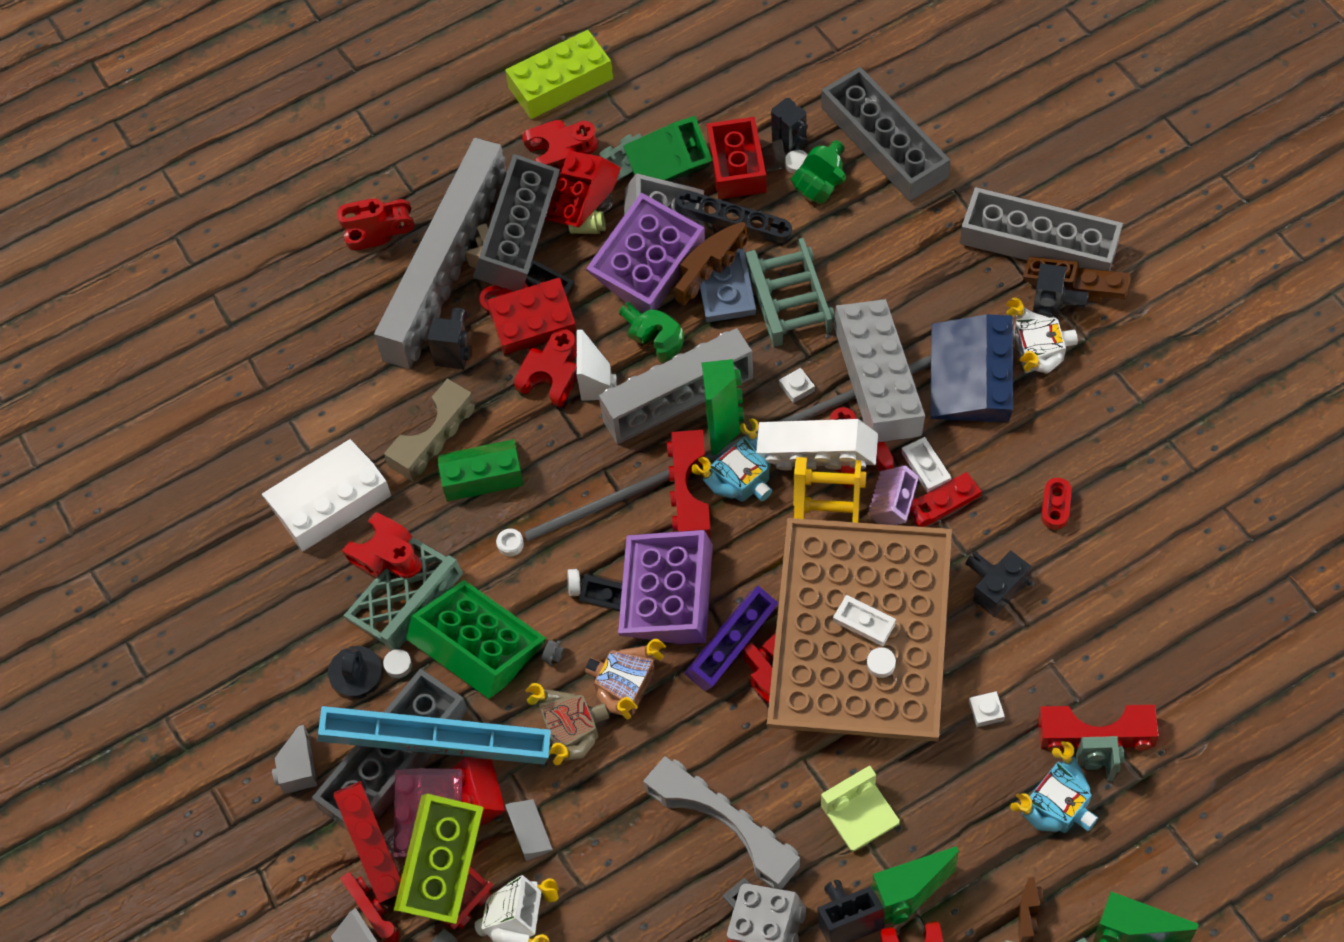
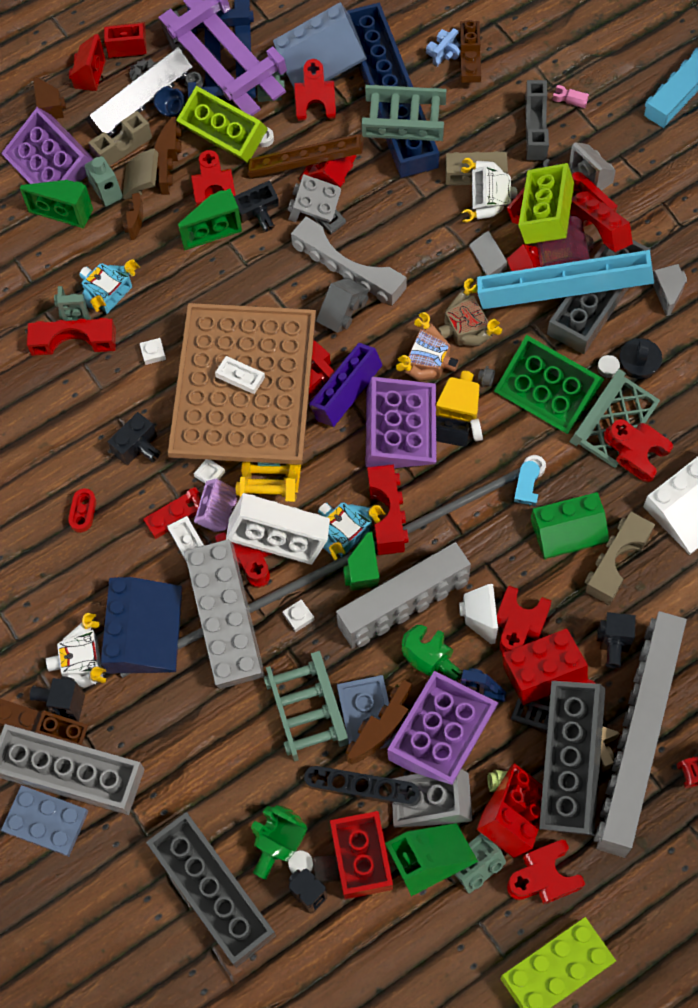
camera: 175 degrees right, 5 degrees up
(523, 511) = (528, 475): none -> medium azure leg
(589, 621) = (459, 398): none -> yellow torso
(603, 299) = (482, 684): none -> dark blue wing
(729, 749) = (340, 302): none -> dark grey brick
(858, 809) = (249, 274): yellowish green bracket -> none
(881, 662) = (228, 347): white tile -> none
(1062, 193) = (45, 820): none -> sand blue plate

